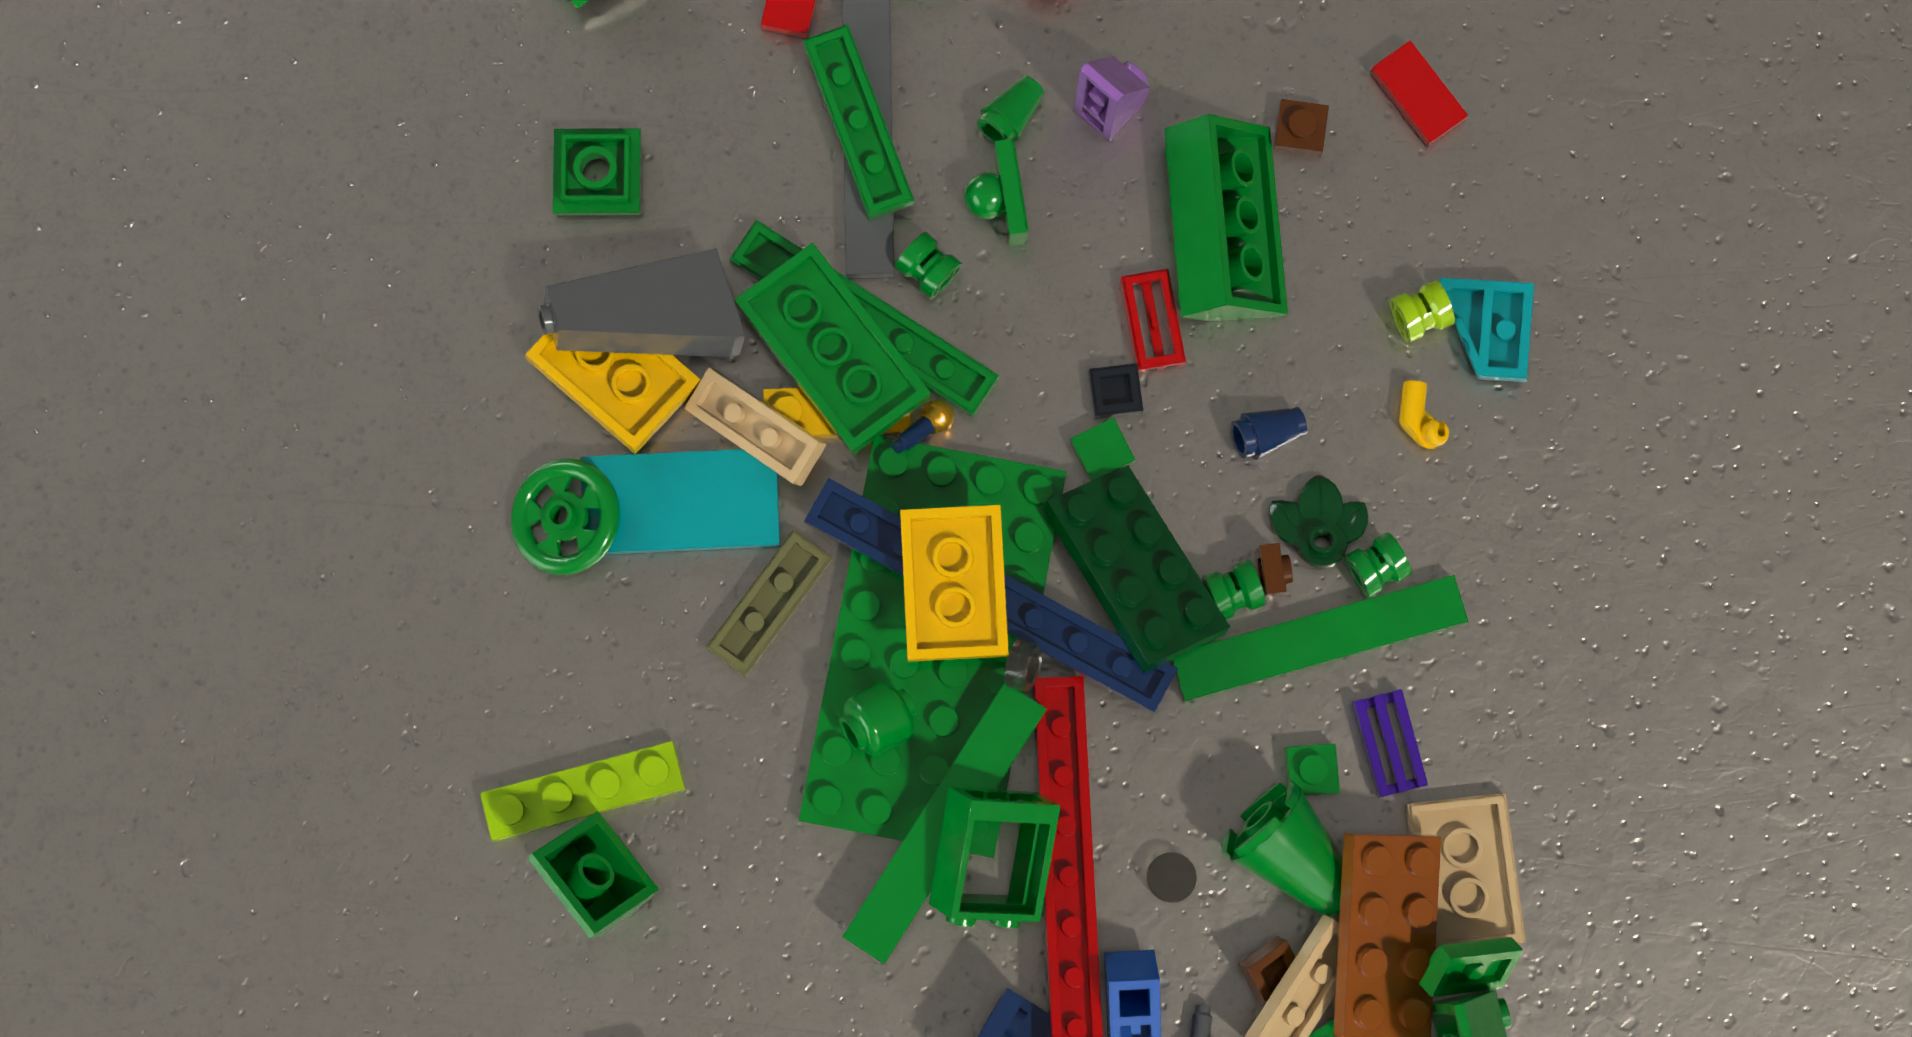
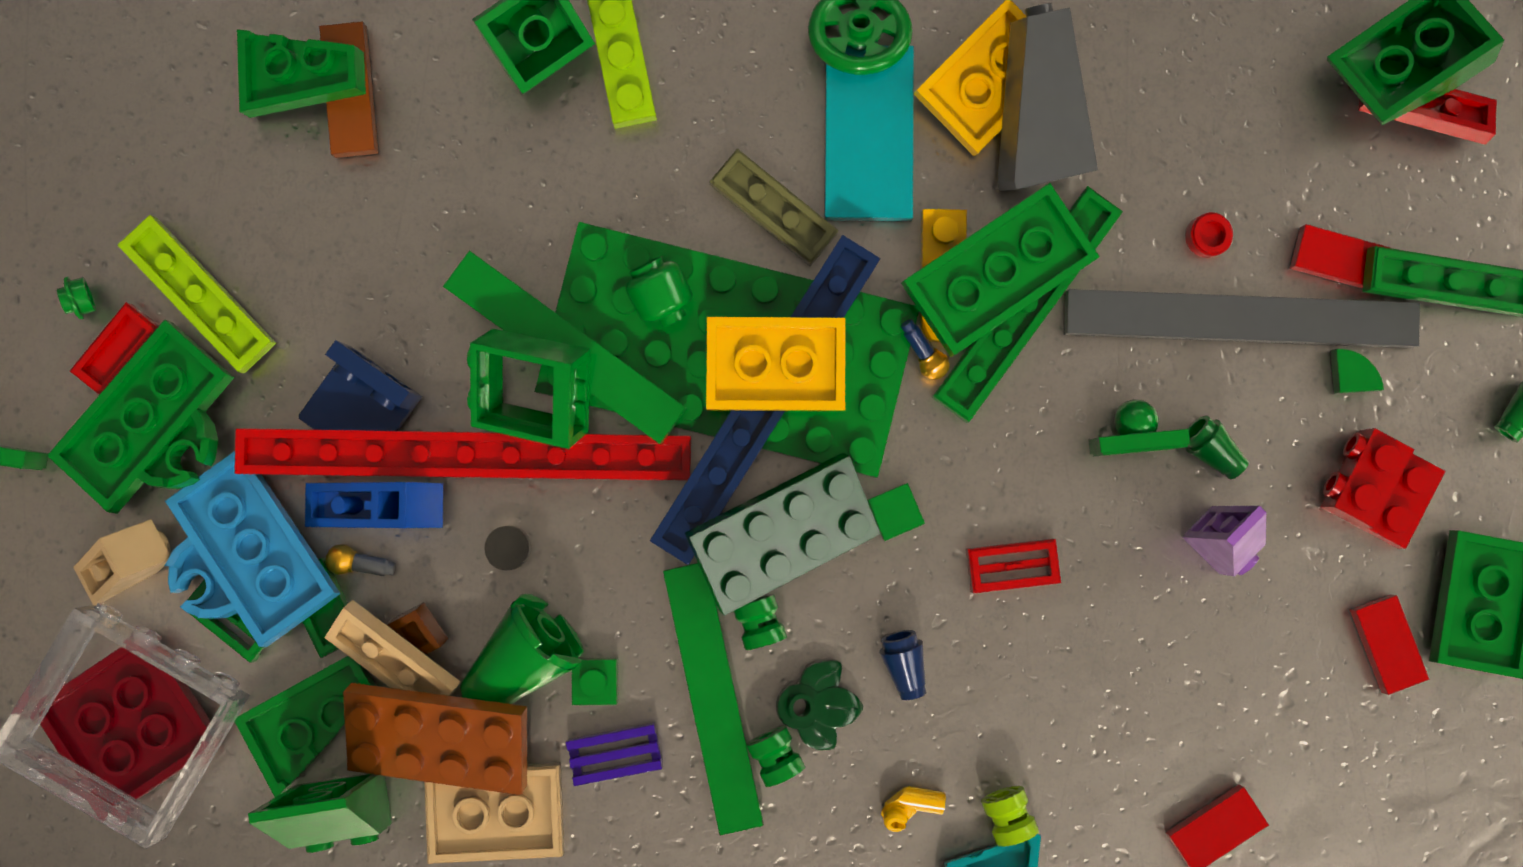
camera: 90 degrees right, 5 degrees up
(614, 194) = (1156, 89): green piece -> none
(755, 426) = (931, 198): tan plate -> none
(776, 125) = (1209, 235): none -> red tile
(858, 122) = (1210, 306): green tile -> none
(928, 265) = (1073, 363): green wheel -> none
(1023, 665) = (698, 423): clear smoke tile -> none
(1115, 391) = (949, 527): black tile -> none
(1225, 219) = (1105, 638): green slope -> none
(1273, 570) = (776, 659): reddish brown plate -> none
(1301, 127) = (1188, 715): reddish brown plate -> none
(1470, 966) = (403, 812): green plate -> none

